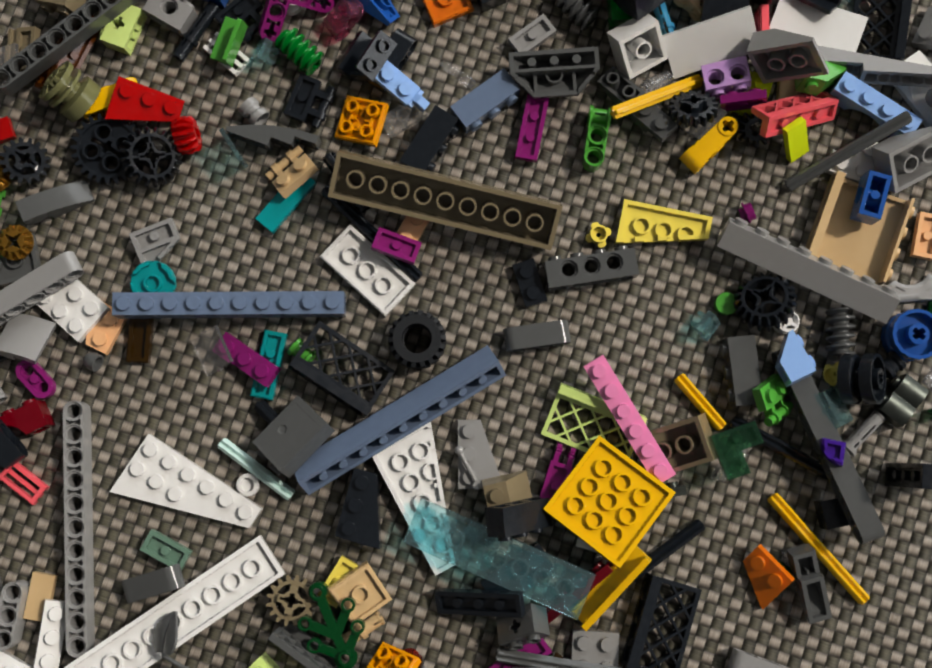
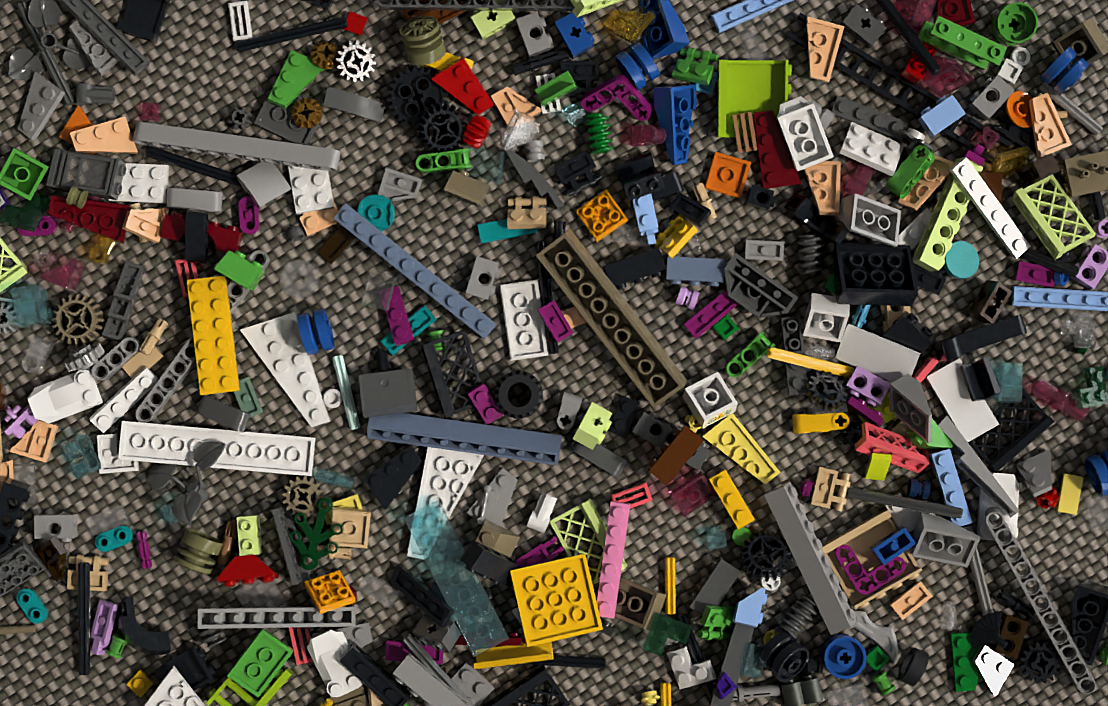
camera: 30 degrees right, 5 degrees up
(30, 564) = (153, 336): none -> tan axle
(59, 434) = (240, 270): none -> bright green slope
(84, 517) = (213, 335): none -> yellow plate
(116, 402) = (290, 273): none -> clear plate
(180, 435) = (317, 331): none -> blue wheel
(184, 176) = (454, 158): none -> bright green piece
(204, 89) = (508, 101): none -> light nougat wing
(218, 194) = (467, 188): none -> dark tan slope
(224, 102) = (519, 130): none -> clear slope
(290, 252) = (483, 266): none -> light grey brick
(309, 559) = (335, 479): none -> clear light blue axle
(392, 374) = (484, 403): none -> magenta plate
(435, 630) = (379, 590): none -> clear tile
(436, 52) = (689, 210): none -> black plate
(442, 84) = (675, 236): none -> yellow plate
(444, 36) = (704, 199): none -> tan axle
(474, 315) = (569, 407): none -> light grey piece
(503, 129) = (691, 300): none -> lavender wheel
(509, 312) = (592, 426): none -> yellowish green brick
(529, 435) = (541, 515): none -> white piece
(554, 130) = (725, 327): none -> green tile
(595, 202) = (710, 400): none -> white brick
(606, 273) = (674, 454): none -> reddish brown brick
(606, 334) = (613, 496): none -> coral tile
(649, 301) = (692, 493): none -> clear pink slope
(680, 272) = (731, 499): none -> yellow arch
(763, 199) = (824, 488): none -> tan plate
(769, 521) = (649, 697): none -> light yellow plate
(784, 469) = (688, 673): none -> white plate
(847, 131) = (919, 488): none -> dark blue wheel
(865, 248) = (862, 575): none -> magenta beam

